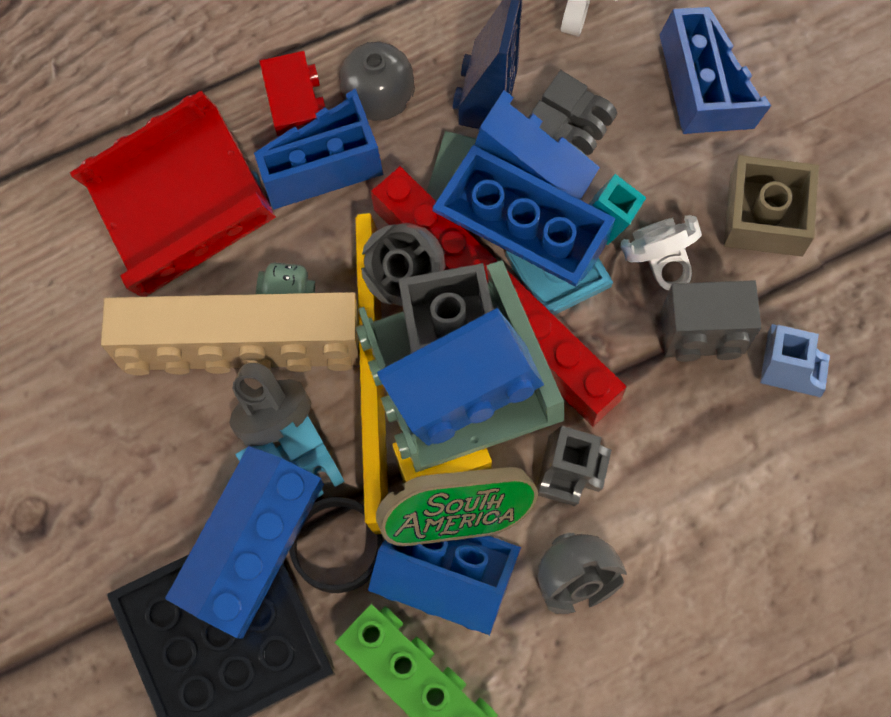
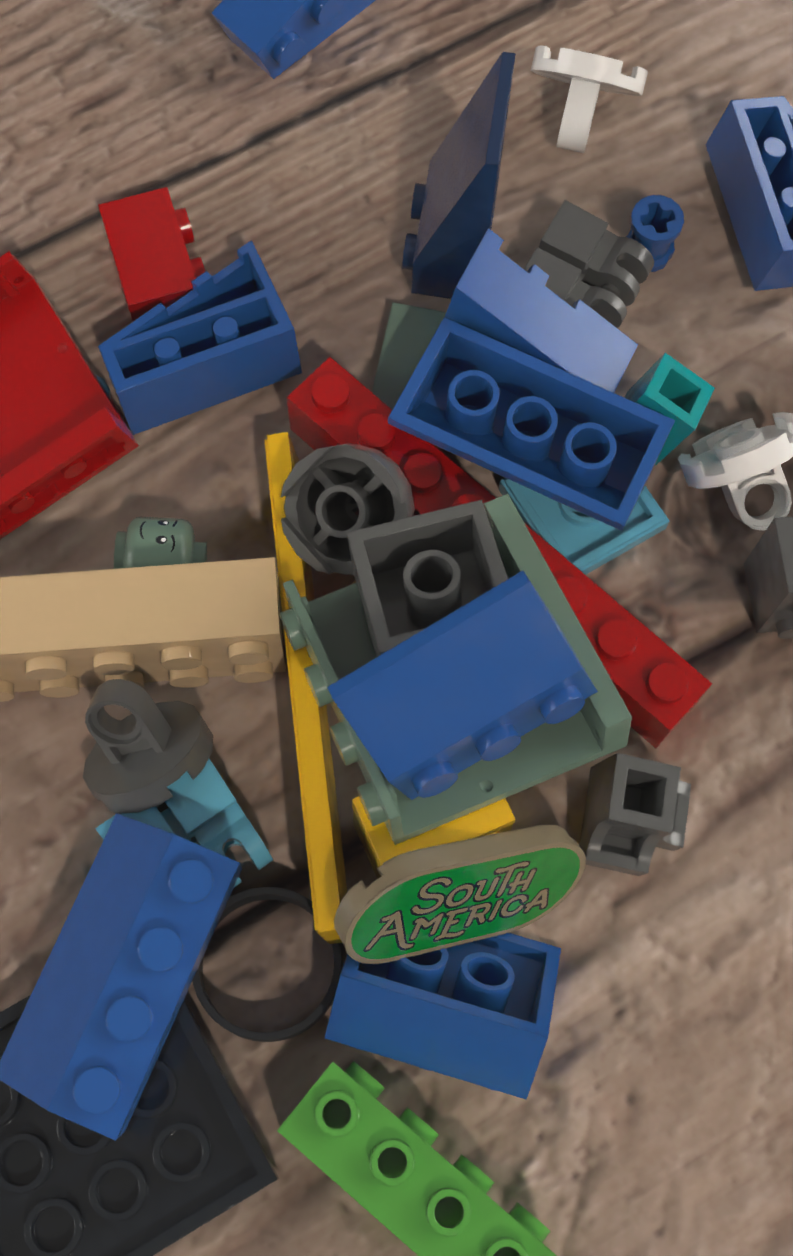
camera: 10 degrees left, 0 degrees up
(380, 78) = (289, 225): dark grey cylinder -> none
(578, 570) = (659, 982): dark grey cylinder -> none
(619, 89) = (656, 224): none -> blue bush

